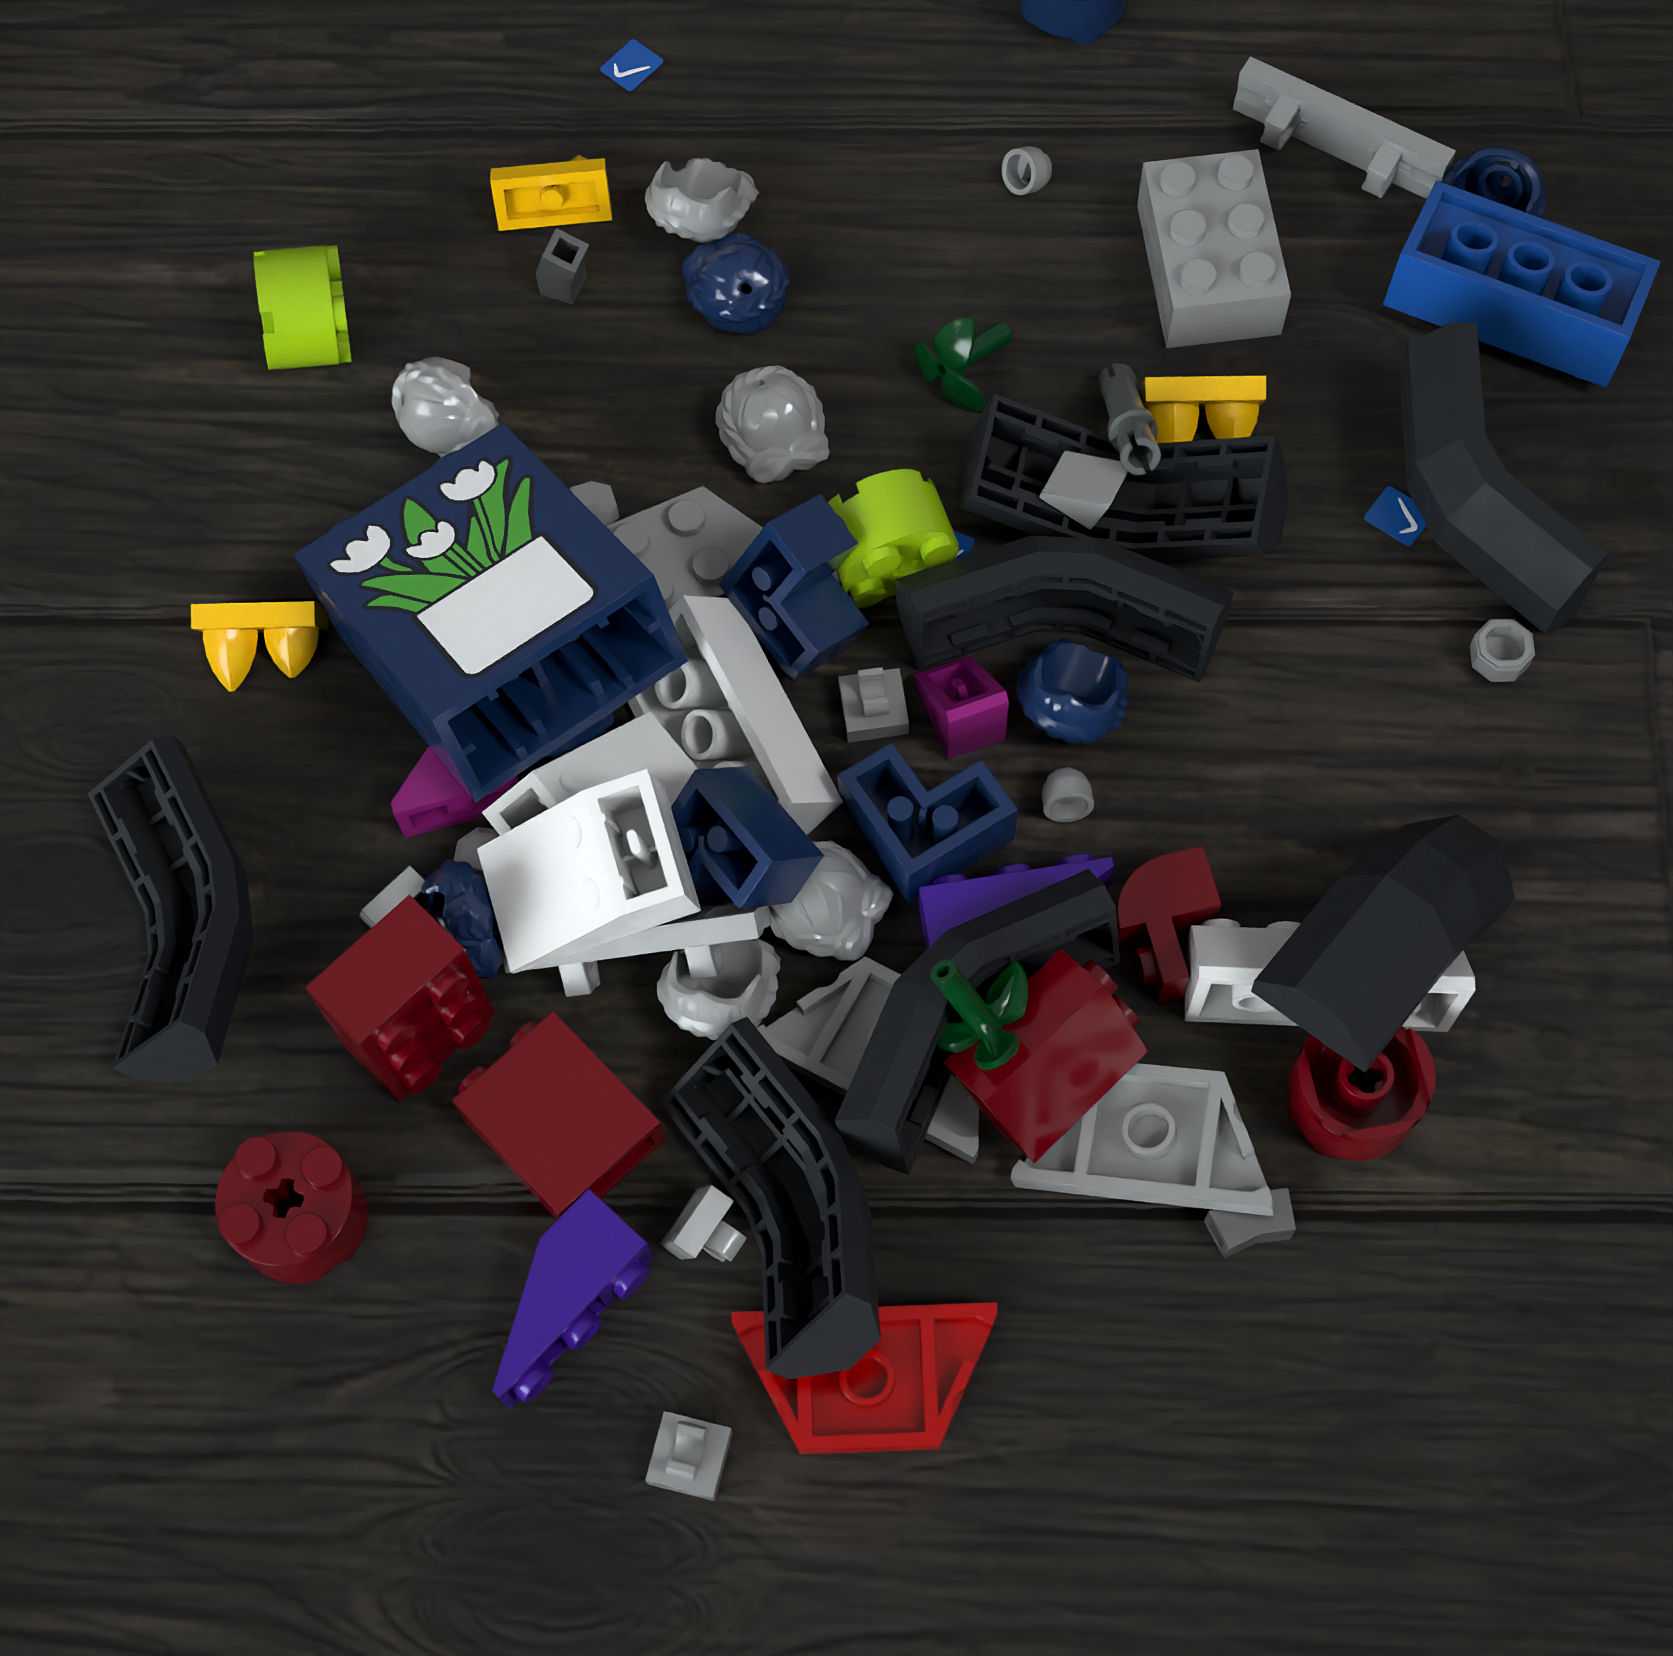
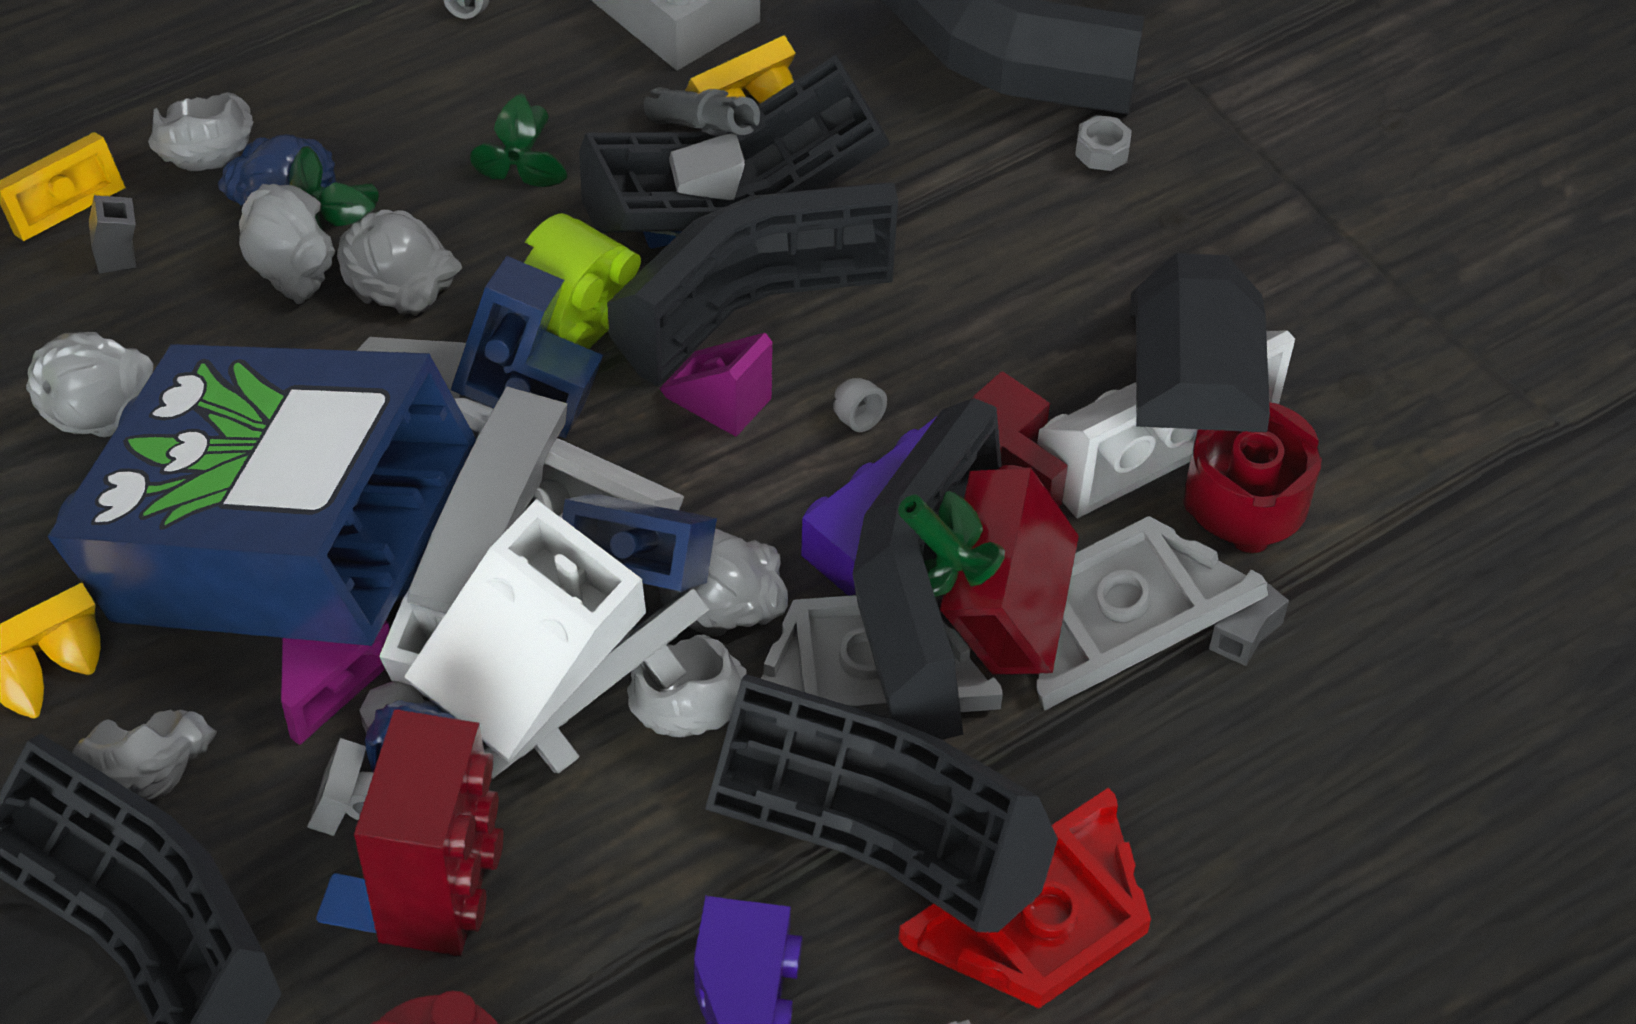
camera: 40 degrees left, 15 degrees down
(266, 783) = (151, 755): none -> light grey hair
(558, 1116) = (624, 870): dark red brick -> none
(631, 65) = (51, 71): blue sticker -> none
(660, 716) = (488, 494): none -> light grey slope
(684, 350) = (284, 240): none -> light grey hair
(702, 1227) = (821, 879): light grey tile -> none
(751, 339) = (339, 202): none -> dark green plant
(873, 704) = (644, 423): light grey tile -> none
(920, 831) = (765, 481): dark blue brick -> none
(1073, 692) = (808, 327): dark blue hair -> none
(1396, 516) = (950, 98): blue sticker -> none

